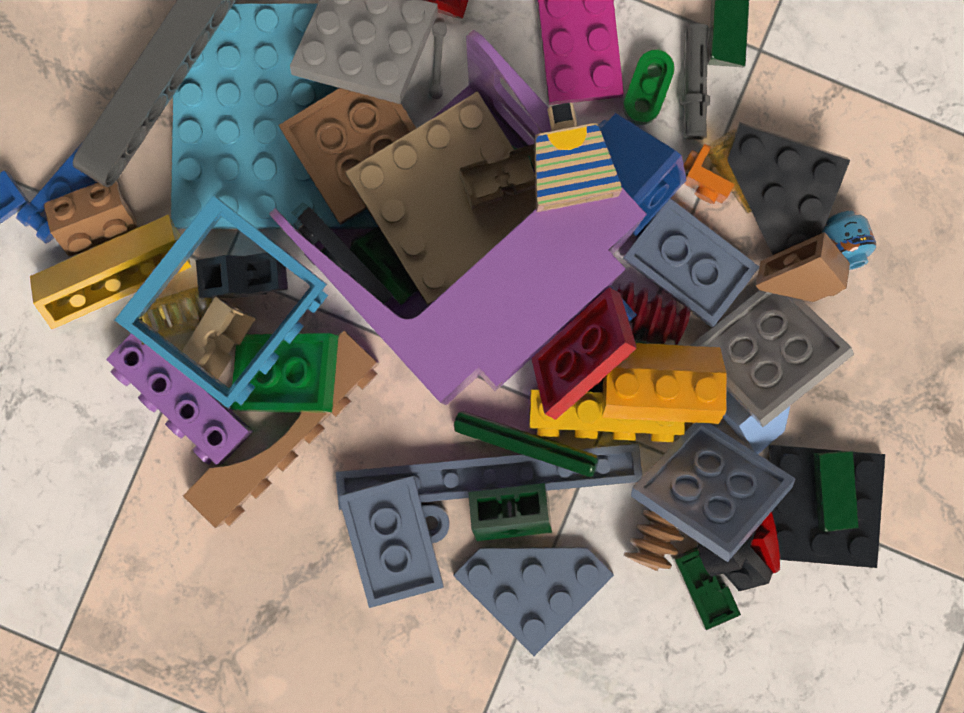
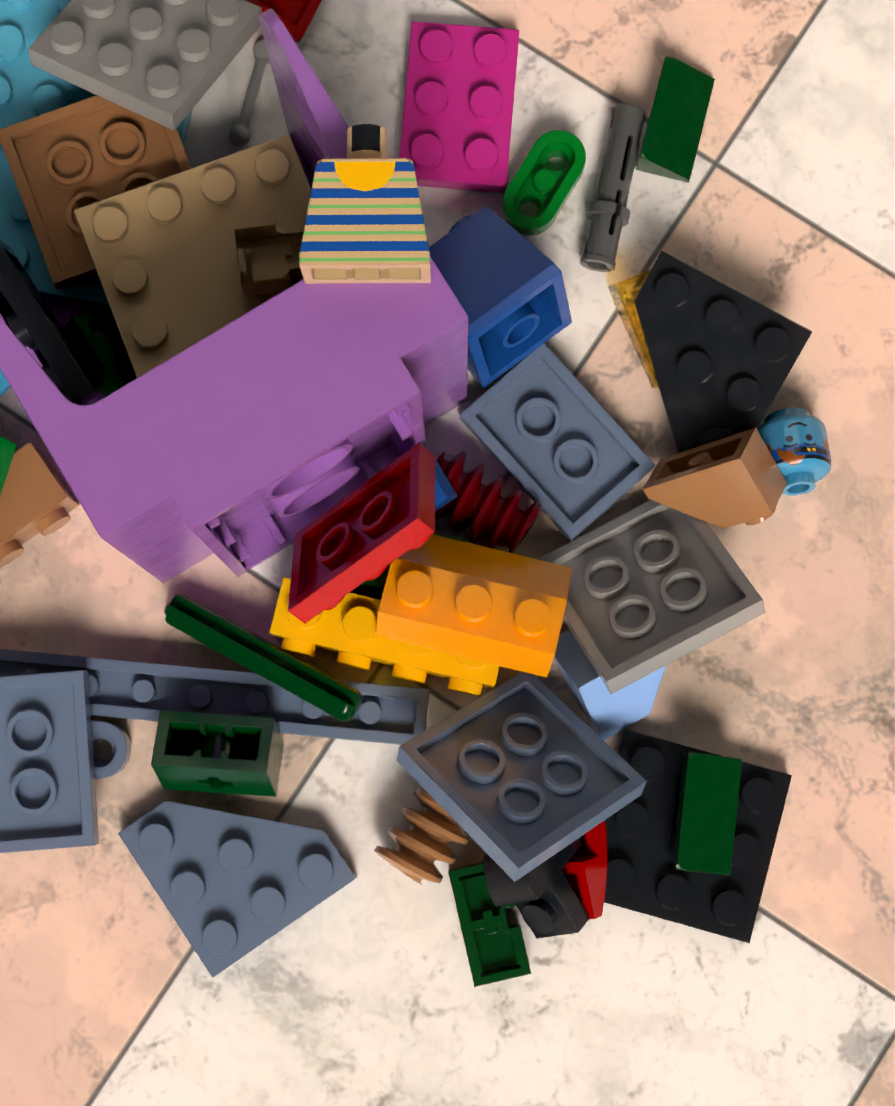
camera: 10 degrees right, 5 degrees down
(707, 184) = (601, 334): orange bracket -> none

